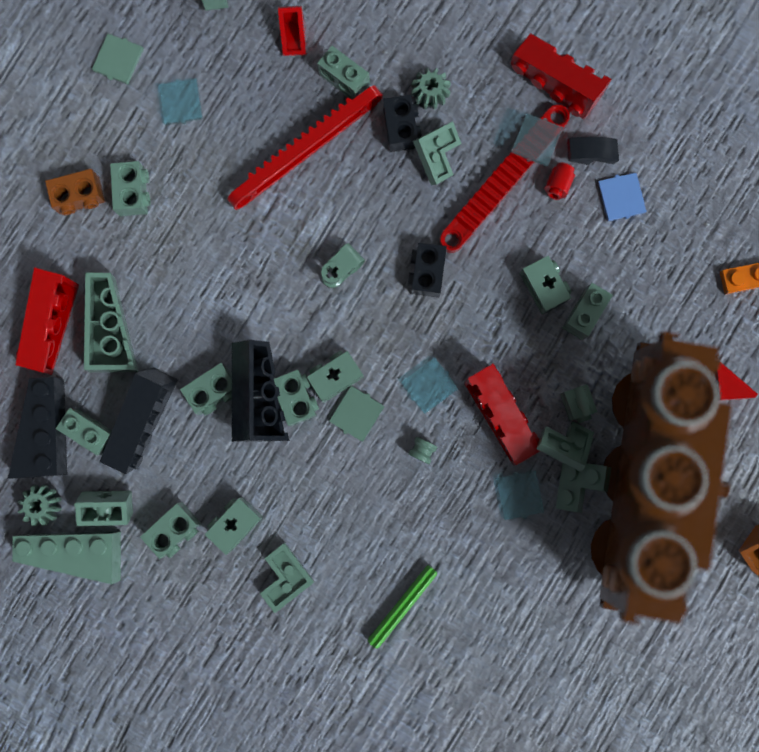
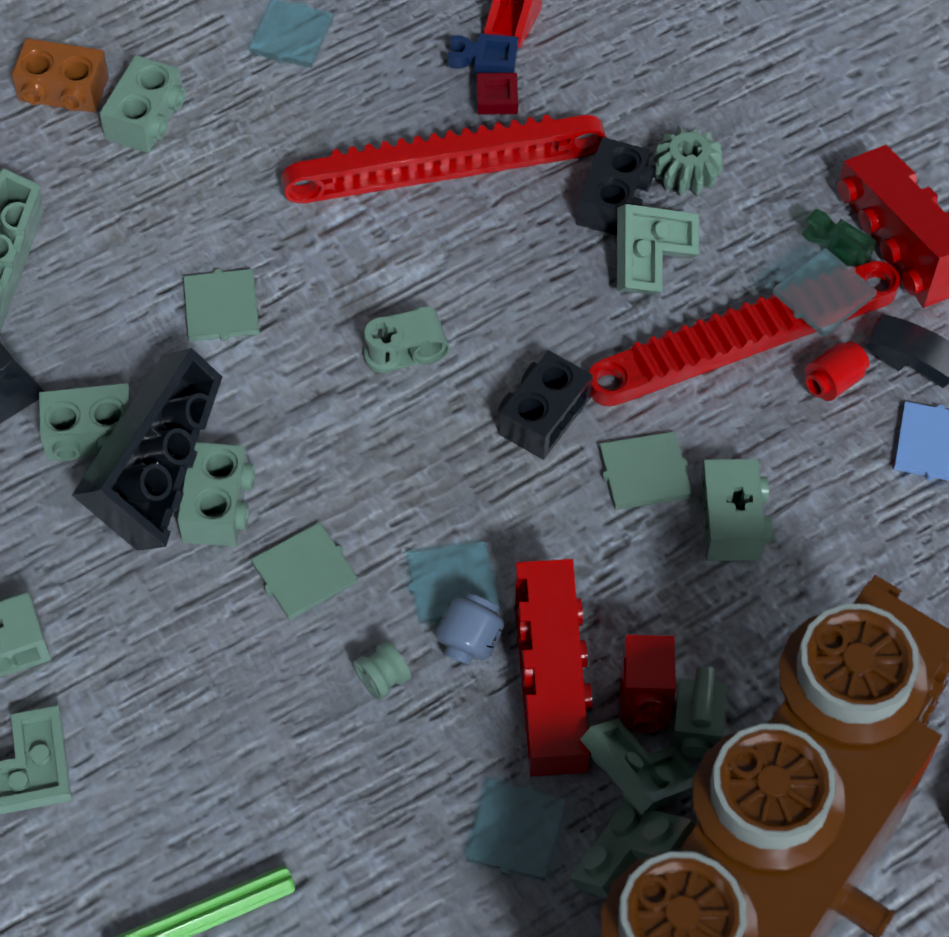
camera: 20 degrees right, 25 degrees down
(236, 287) = (221, 305): none -> sand green piece
(295, 67) = (488, 55): none -> dark blue plate
(311, 92) = (497, 93): none -> dark red plate
(328, 388) = (320, 496): sand green brick -> none
(343, 73) = (559, 82): sand green brick -> none
(452, 410) = (470, 629): none -> sand blue head
(491, 280) = (645, 470): none -> sand green piece
(532, 103) = (841, 239): none -> clear green plate
(551, 402) = (647, 682): none -> red brick
(587, 311) = (785, 578): sand green brick -> none

